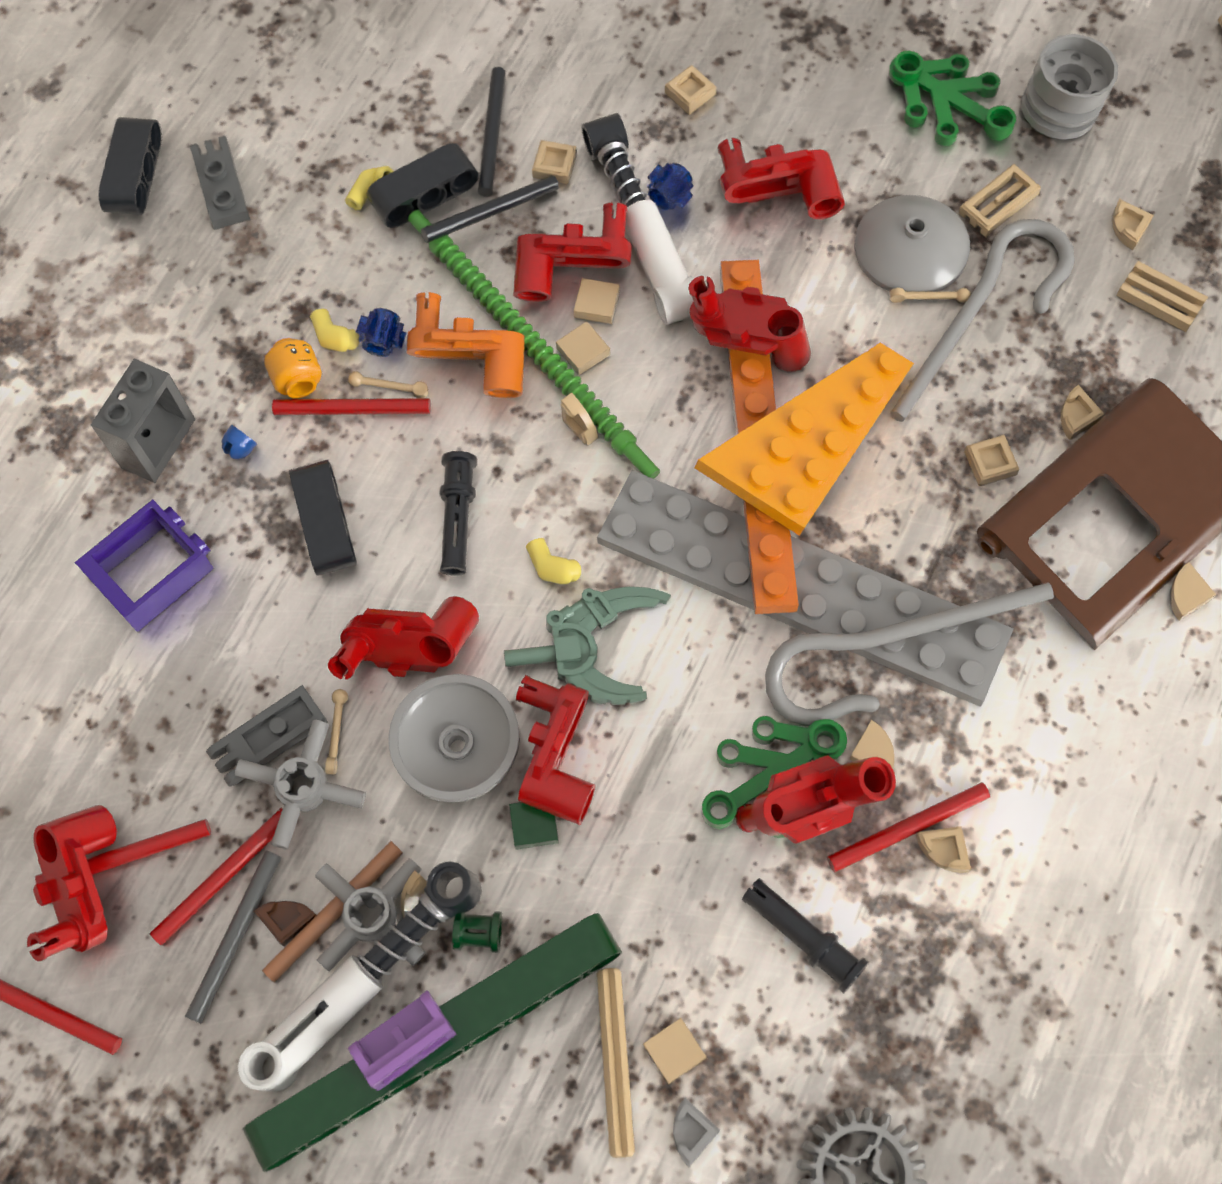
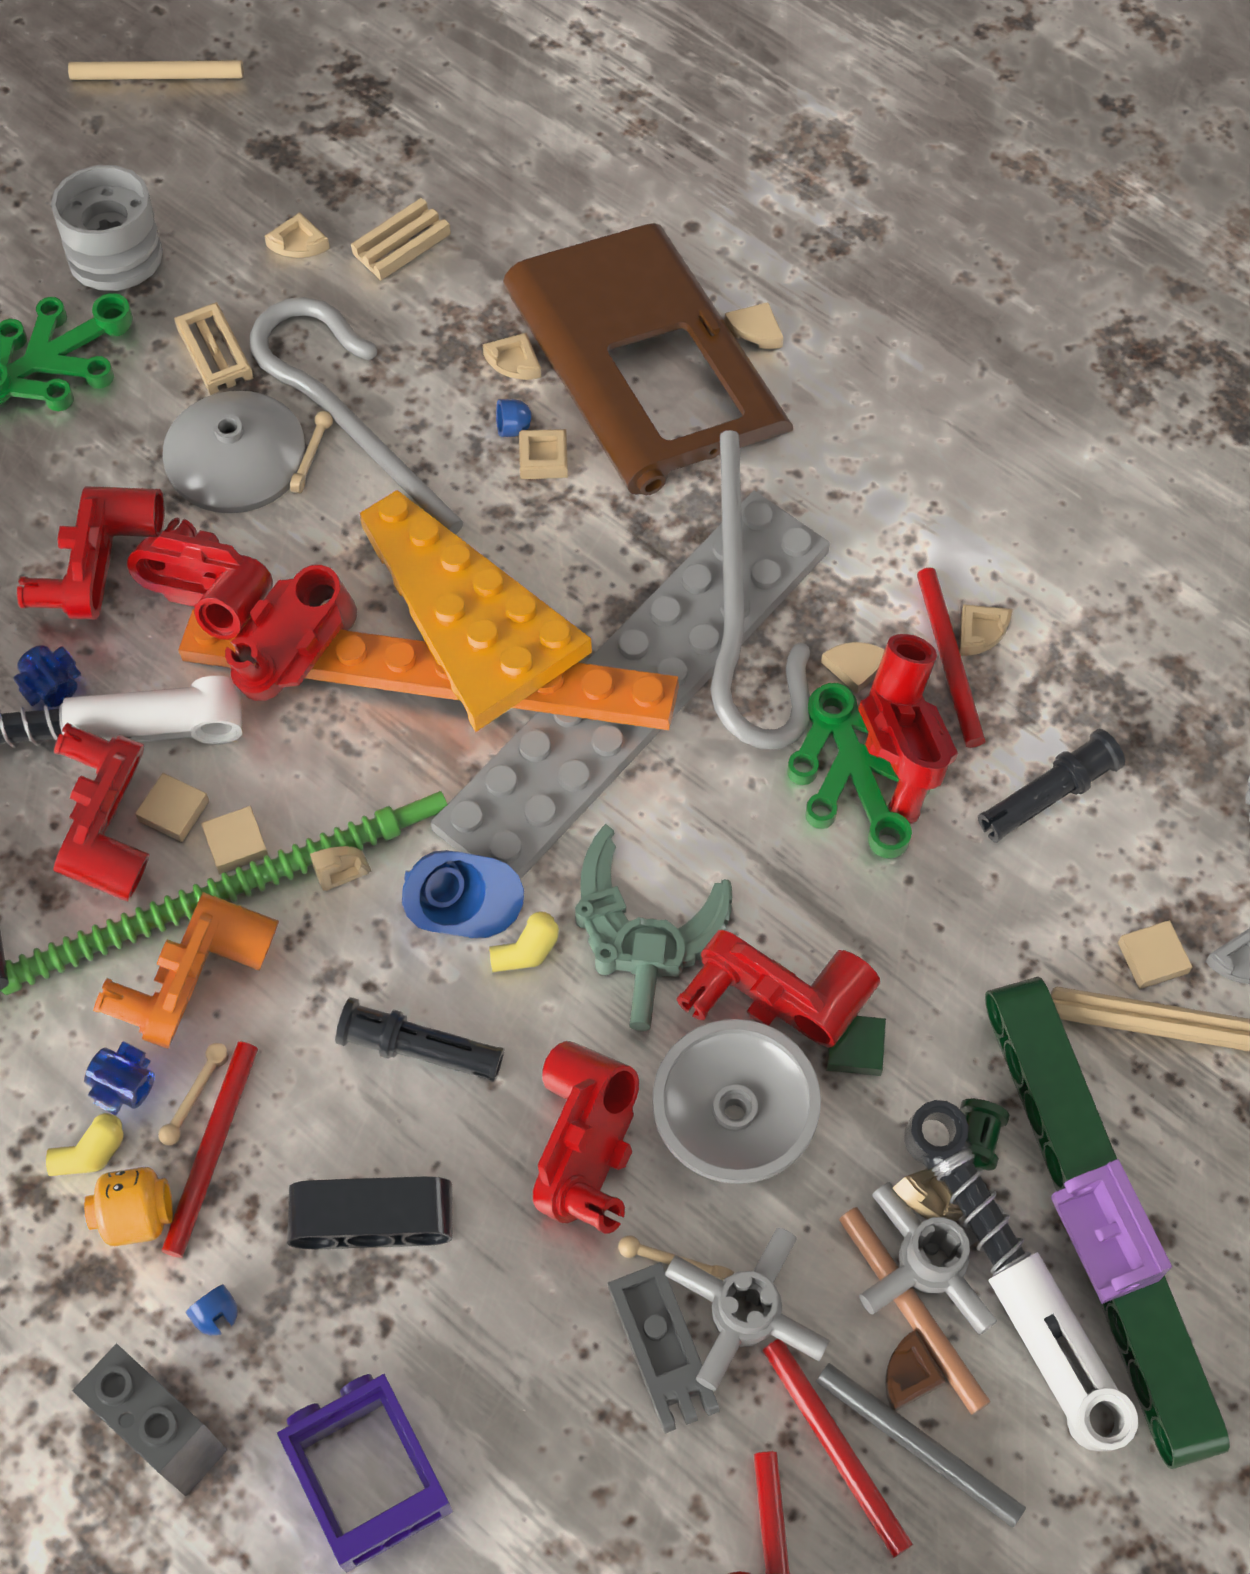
camera: 80 degrees left, 5 degrees down
(573, 503) = (462, 894): none -> blue piece
(779, 269) = (203, 575): none -> red piece
(1015, 426) = (512, 417): none -> blue hinge

